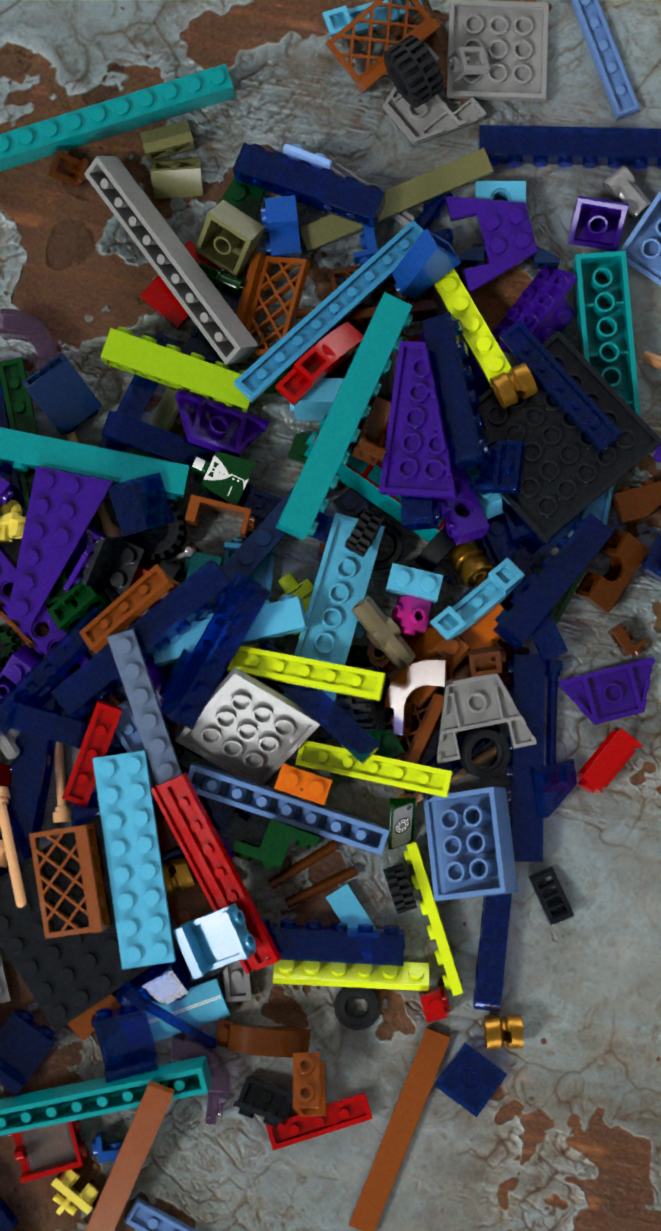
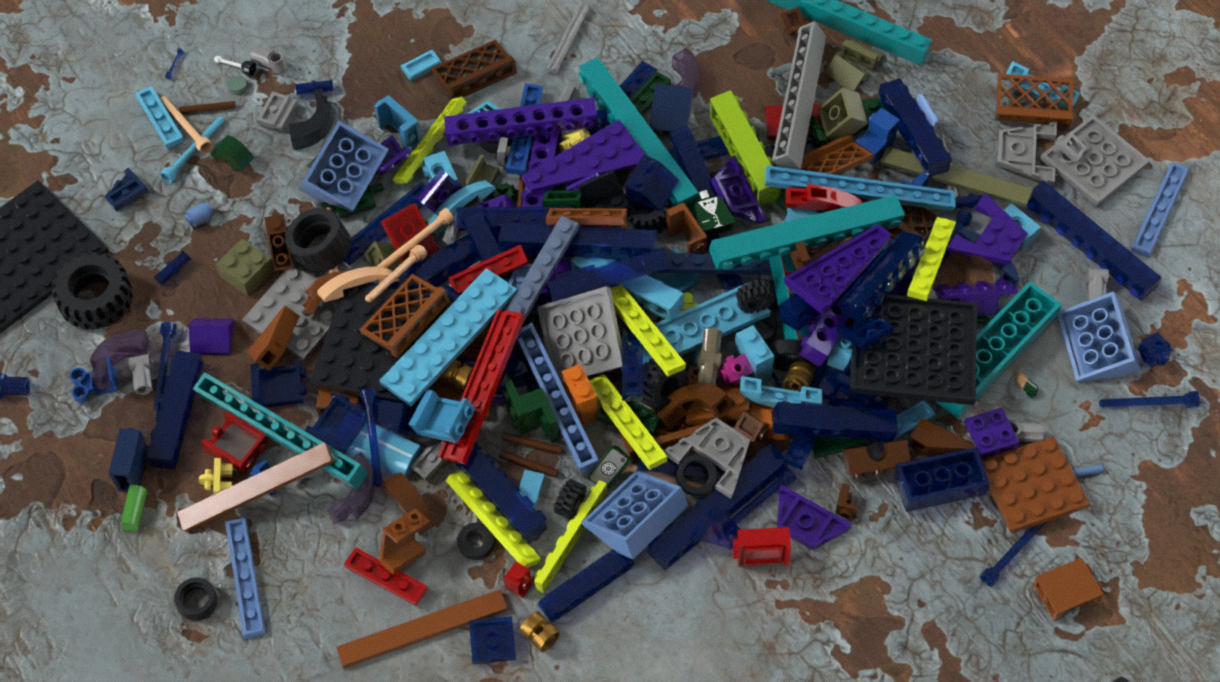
camera: 45 degrees right, 25 degrees down
(265, 1101) = (368, 533): black bracket -> none
(413, 71) = (1031, 120): black tyre -> none
(424, 265) = (936, 210): blue slope -> none
(513, 385) = (919, 299): pearl gold wheel -> none
(560, 386) = (946, 324): clear blue plate -> none
(563, 915) = (642, 606): black slope -> none
(597, 223) = (1063, 282): dark purple slope -> none

